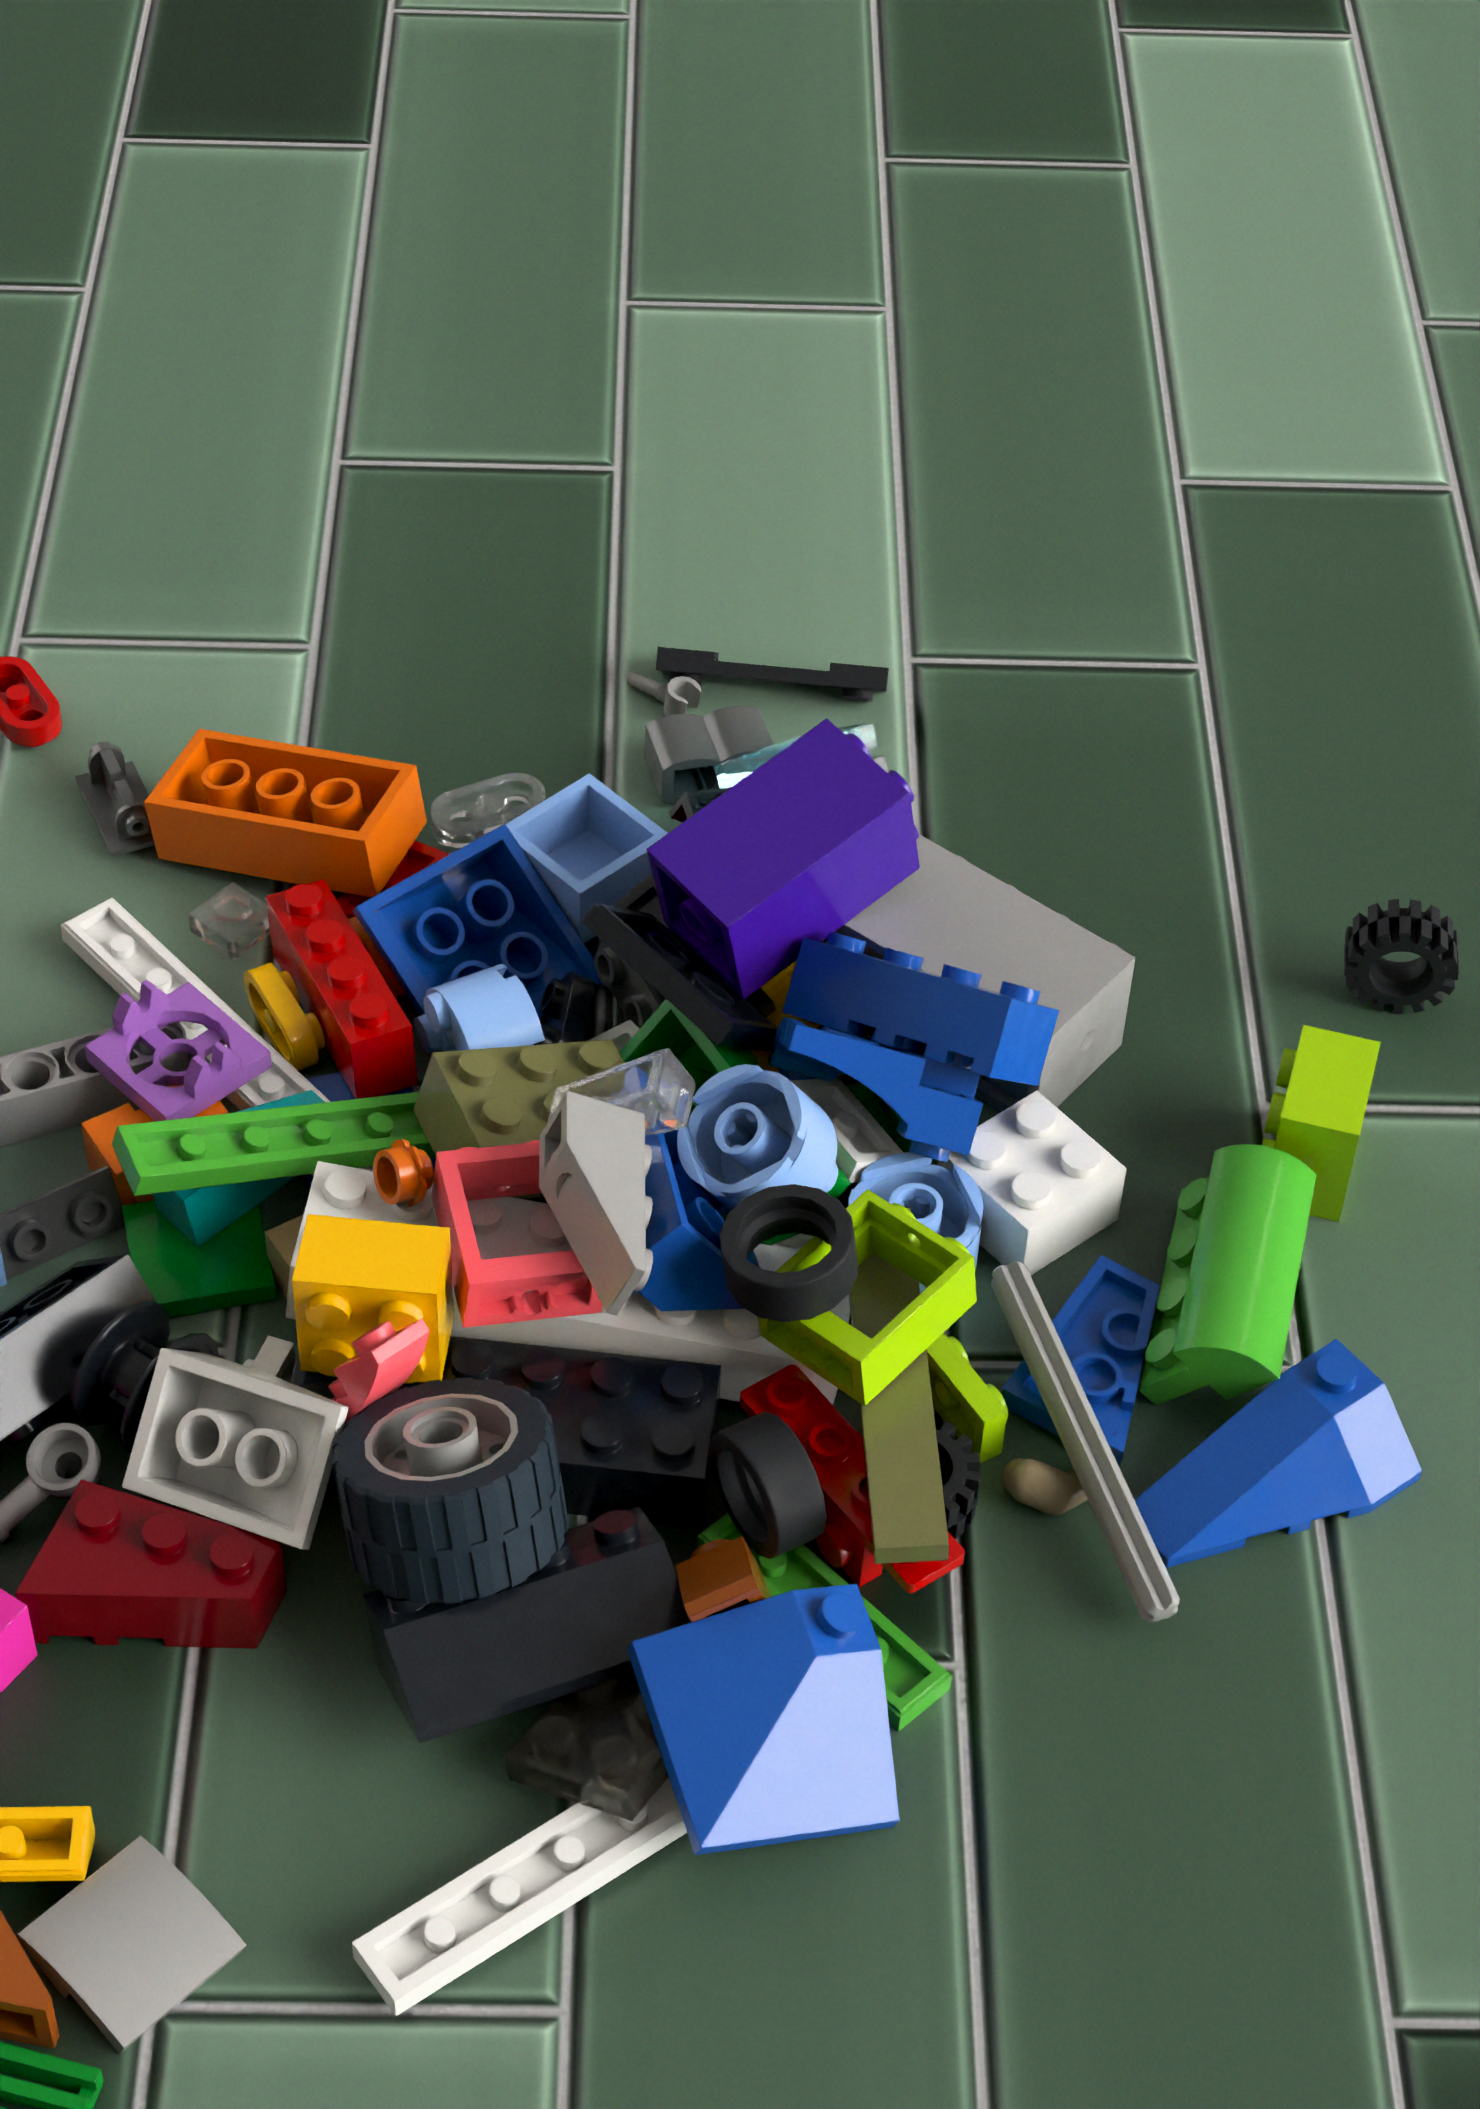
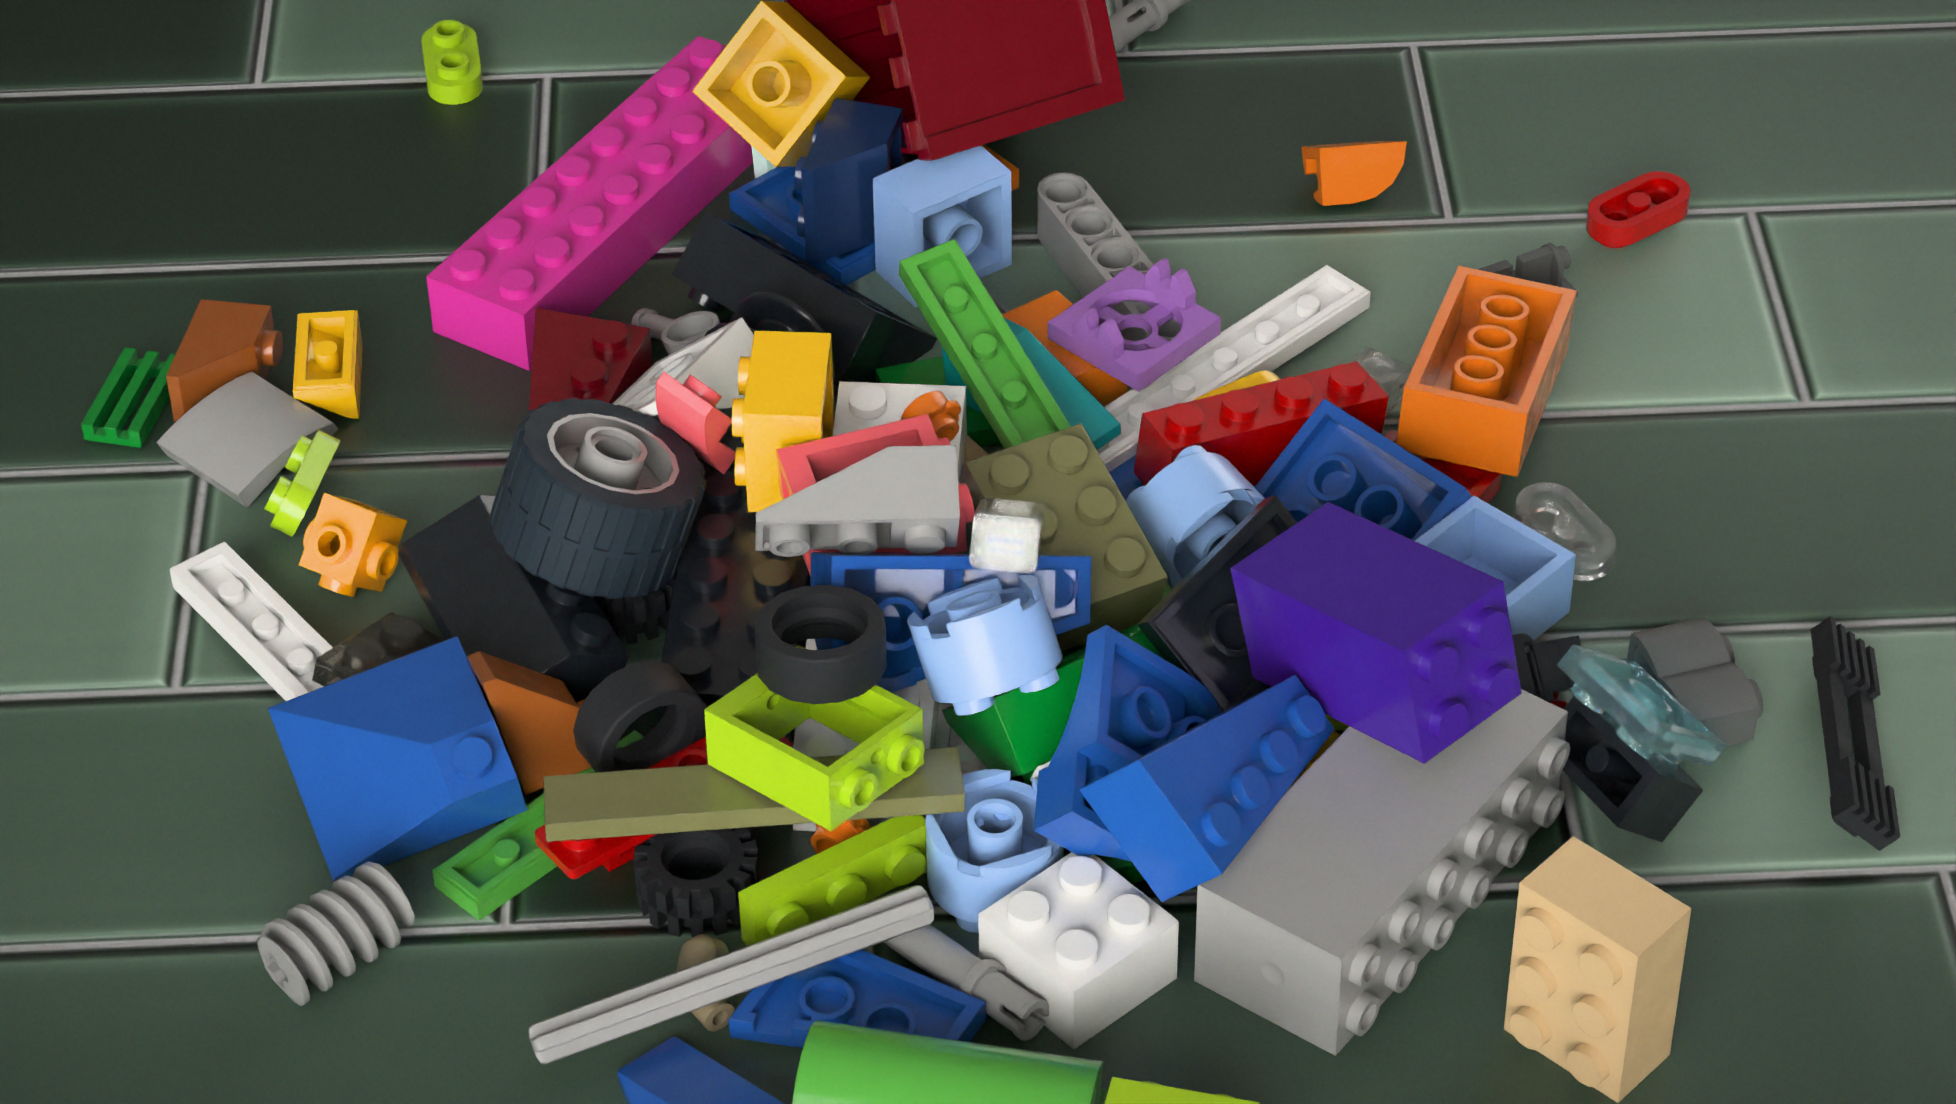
camera: 90 degrees right, 5 degrees down
(246, 1859) = (292, 498): none -> lime plate
(390, 1794) = (352, 545): none -> light orange brick
(676, 695) = (1797, 659): light grey hand -> none
(1009, 1797) = (332, 928): none -> light grey piece
(1059, 1269) = (980, 978): none -> light grey pin
(1112, 821) = (1596, 968): none -> tan brick

